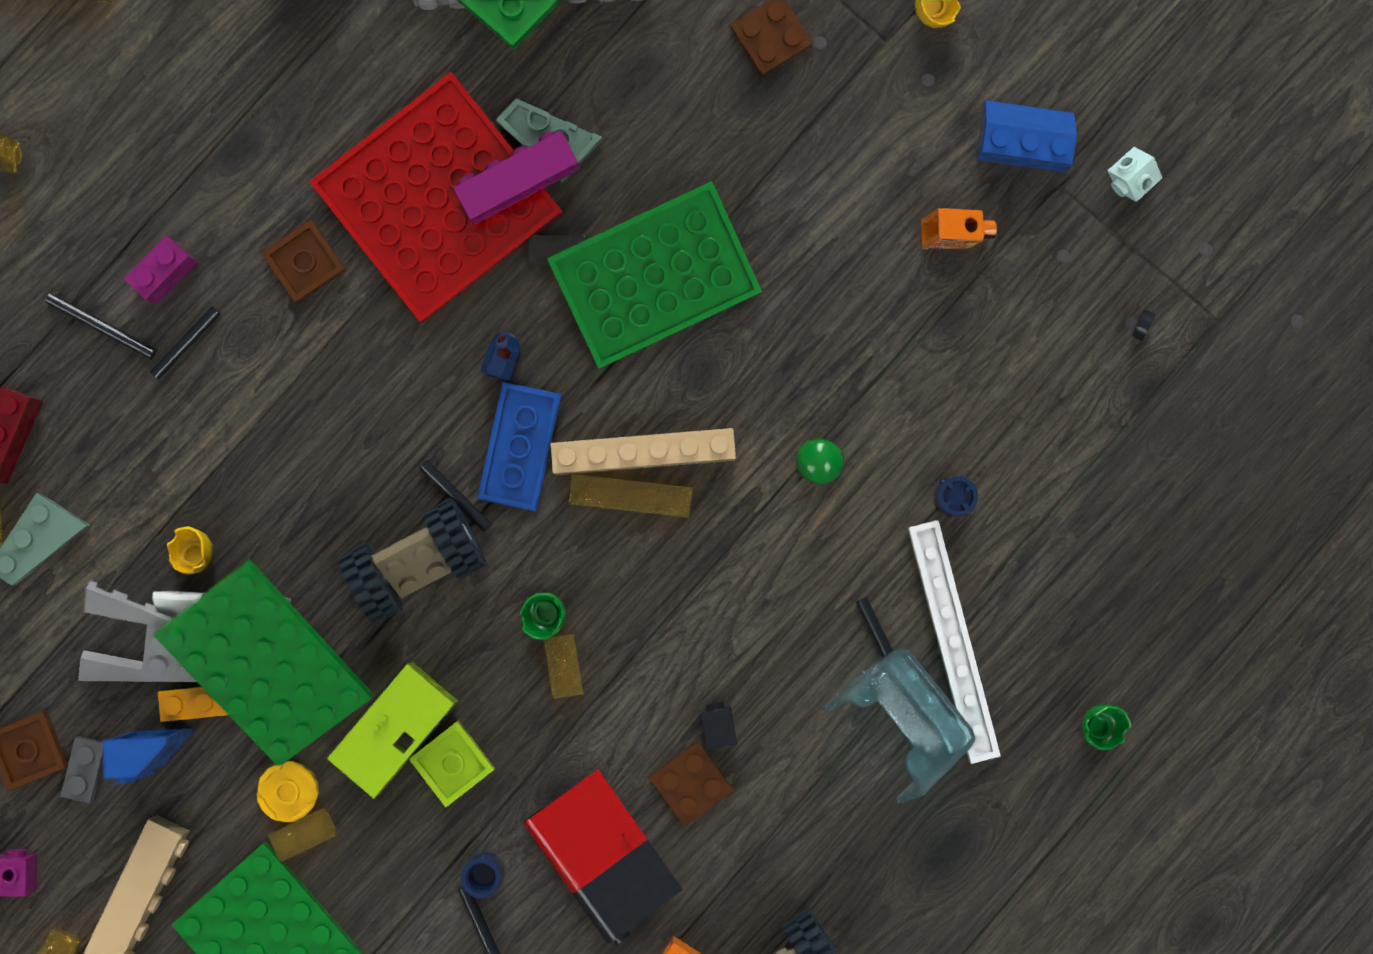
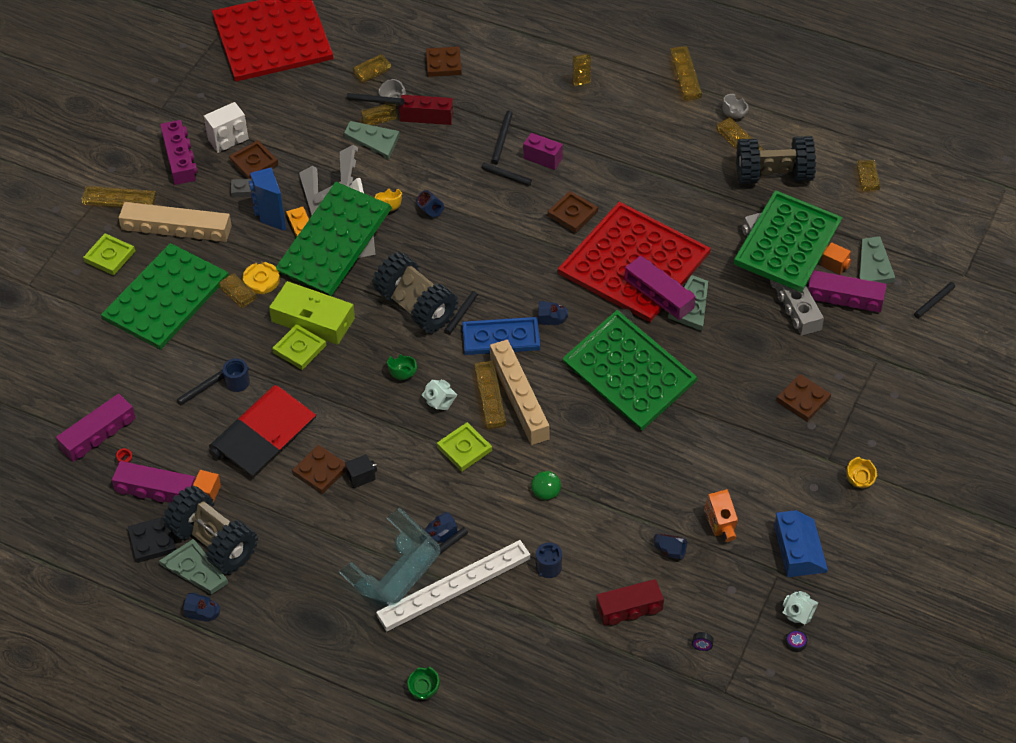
camera: 75 degrees right, 35 degrees down
(217, 485) = (430, 203): none -> dark blue rock
(563, 666) = (374, 386): clear yellow plate -> none
(615, 574) = (439, 394): none -> light aqua brick
(717, 561) = (464, 446): none -> lime plate
(853, 636) = (442, 527): none -> dark blue rock
(976, 316) = (671, 545): none -> dark blue rock
(1056, 404) = (630, 602): none -> dark red brick
(1173, 197) = (796, 641): none -> tile

